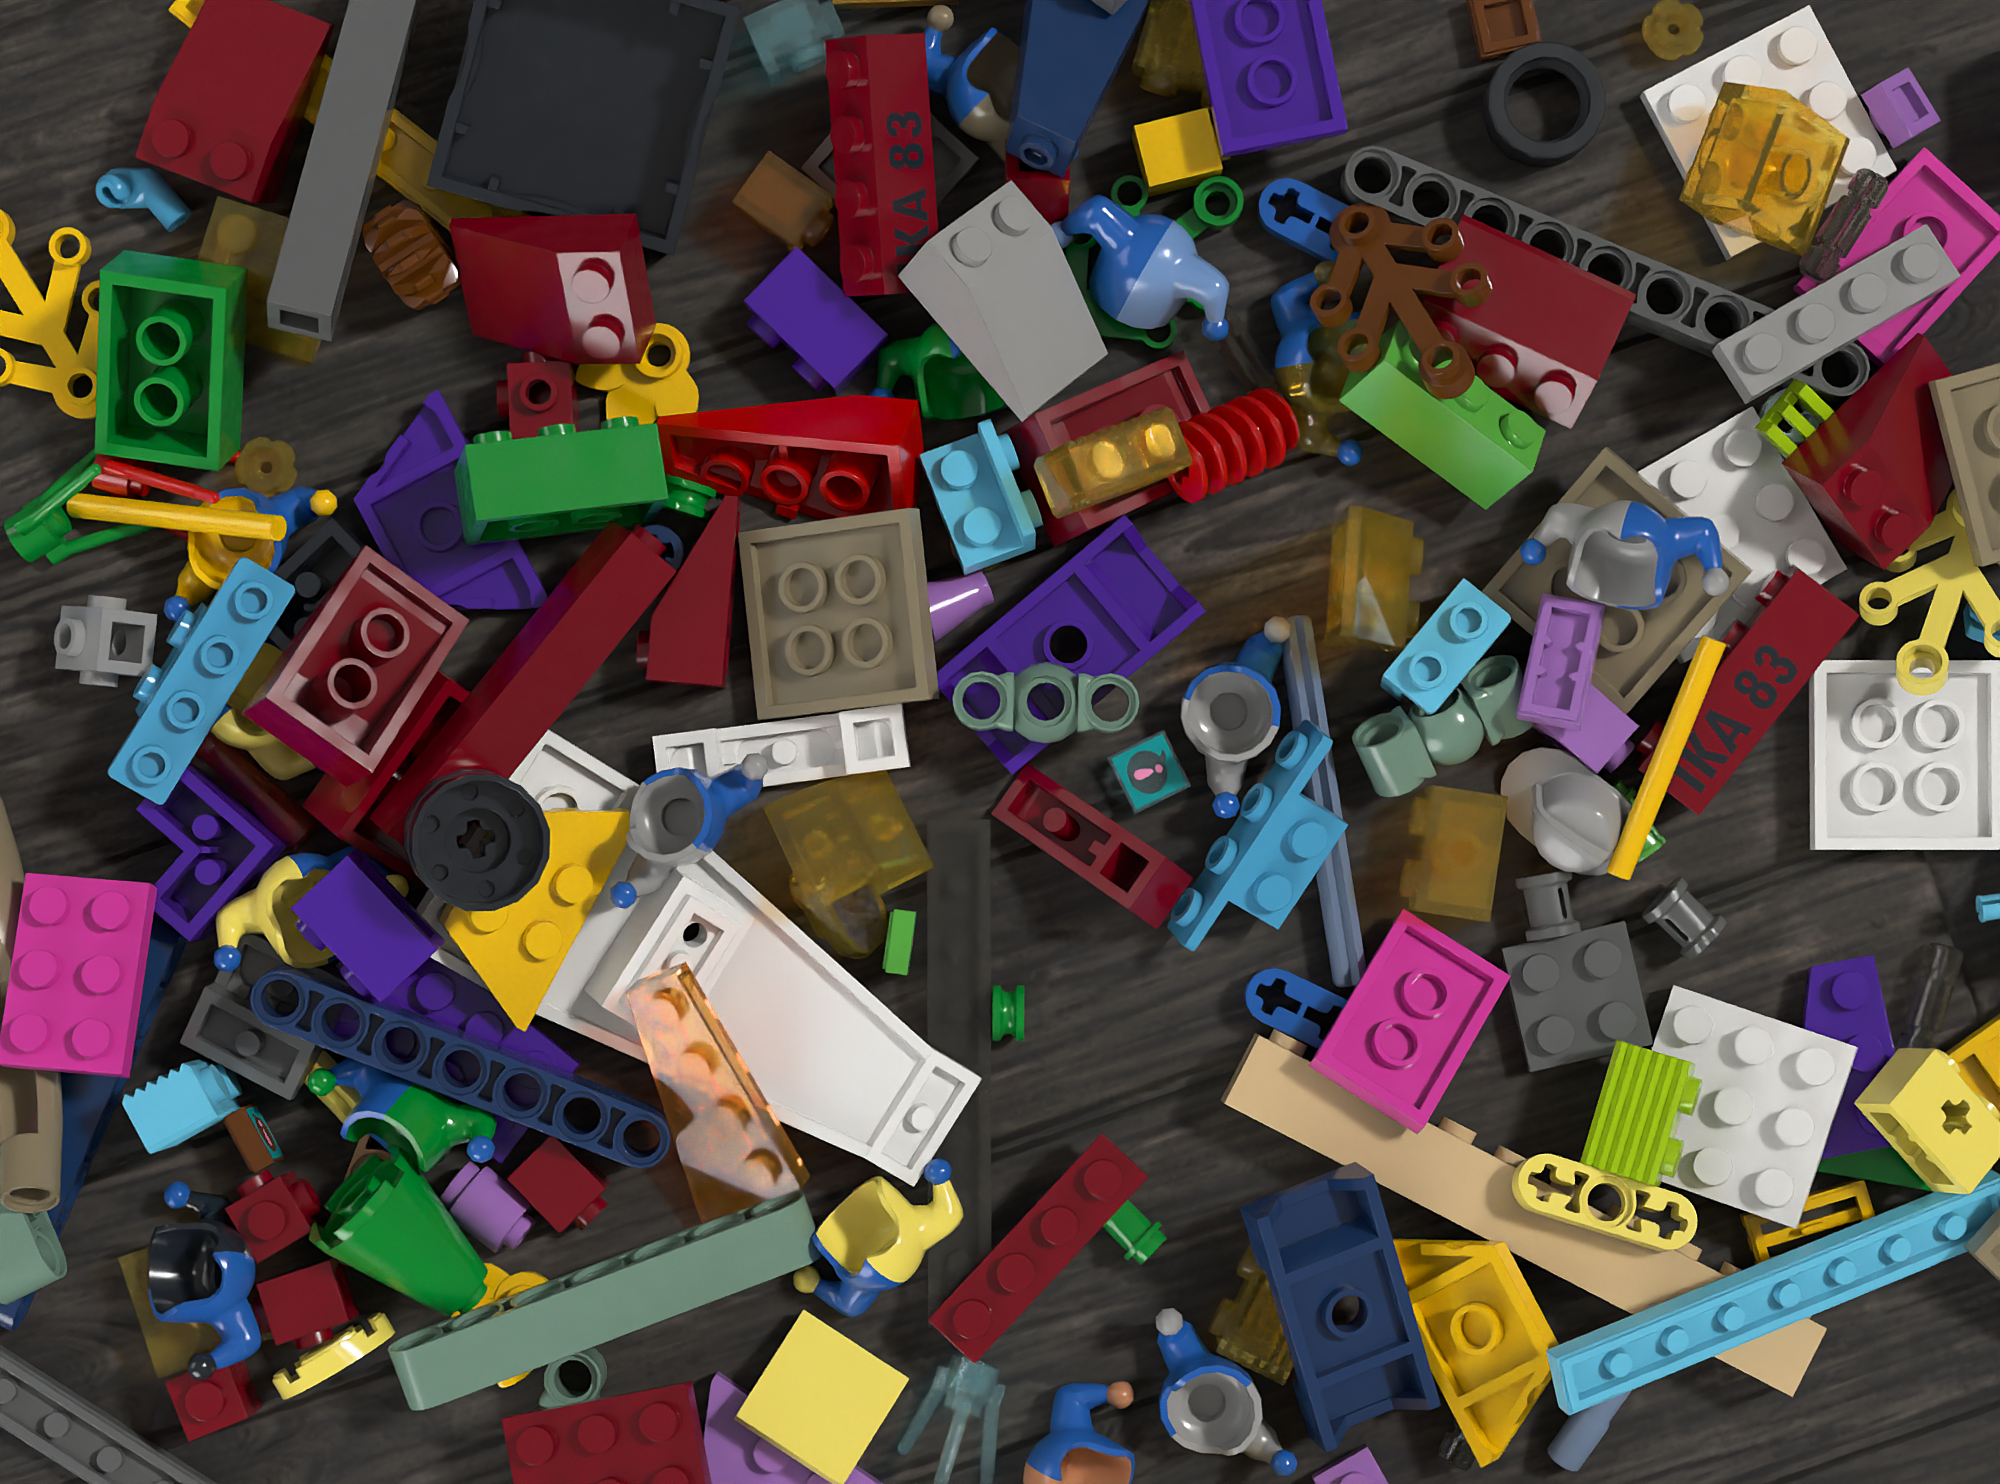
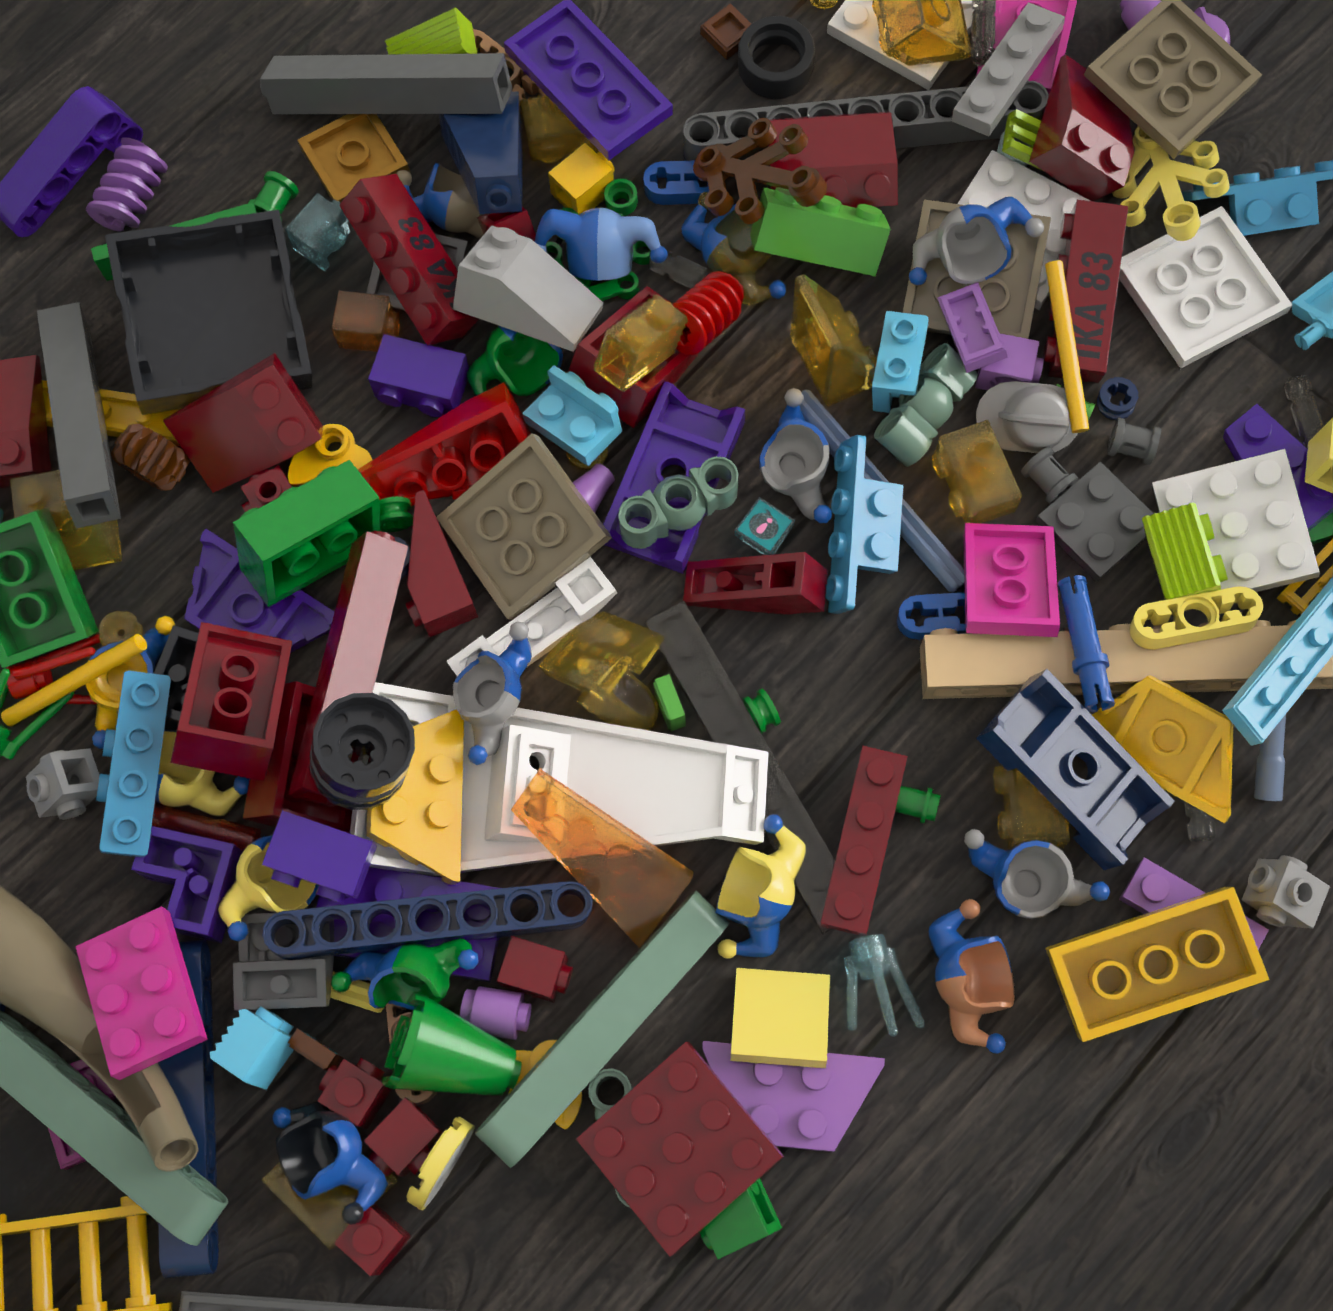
camera: 25 degrees left, 15 degrees down
(1446, 1162) = (1089, 659): none -> blue pin
(1720, 853) = (1114, 385): none -> dark blue bush

